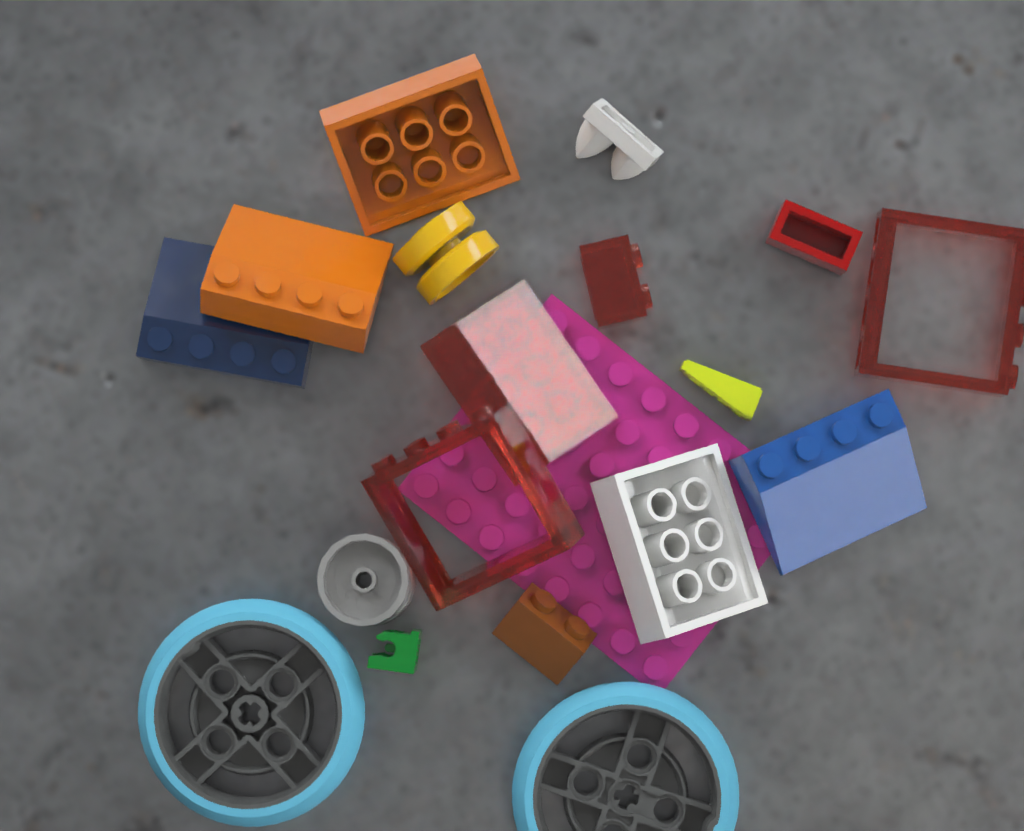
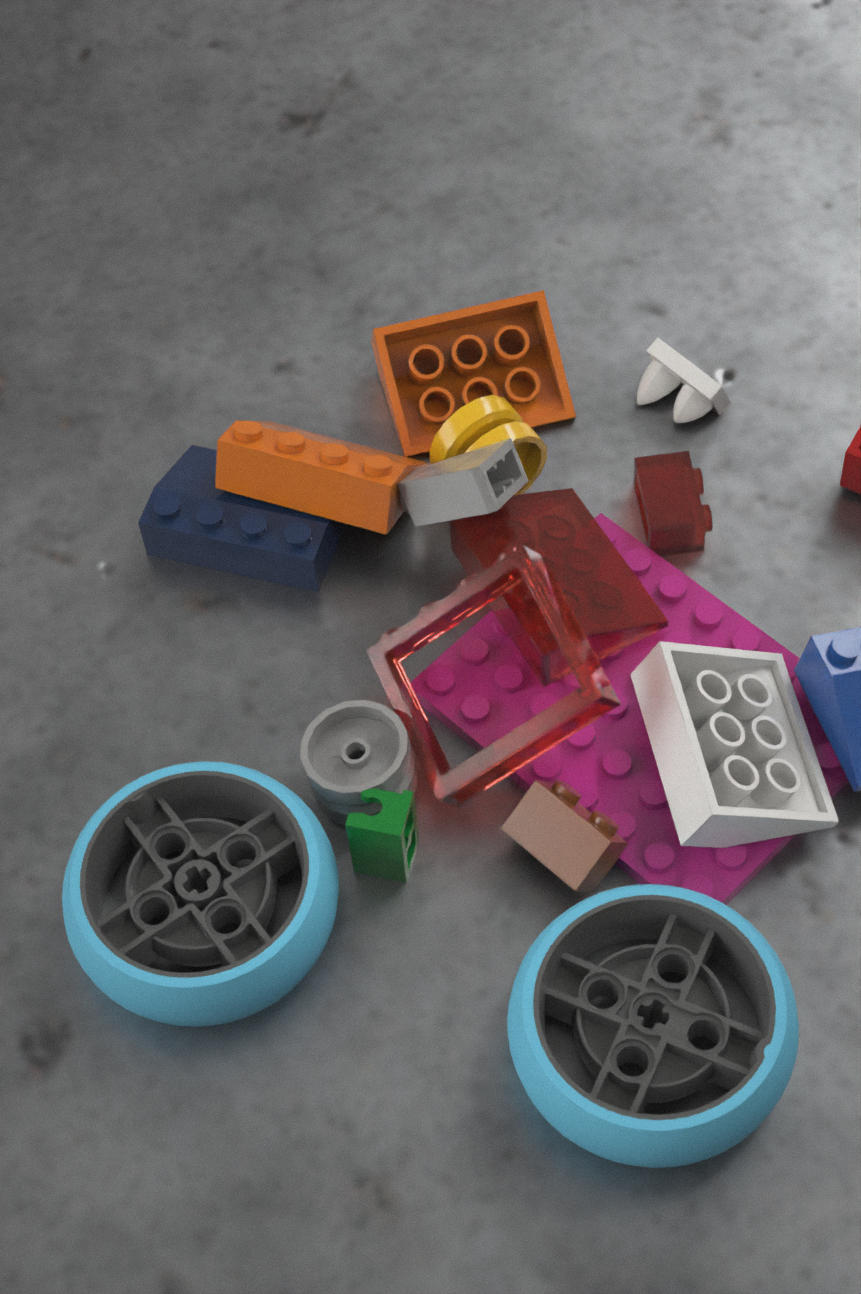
camera: 10 degrees right, 30 degrees down
(431, 320) = (463, 484): none -> light grey slope
(731, 392) = (787, 606): neon yellow slope -> none

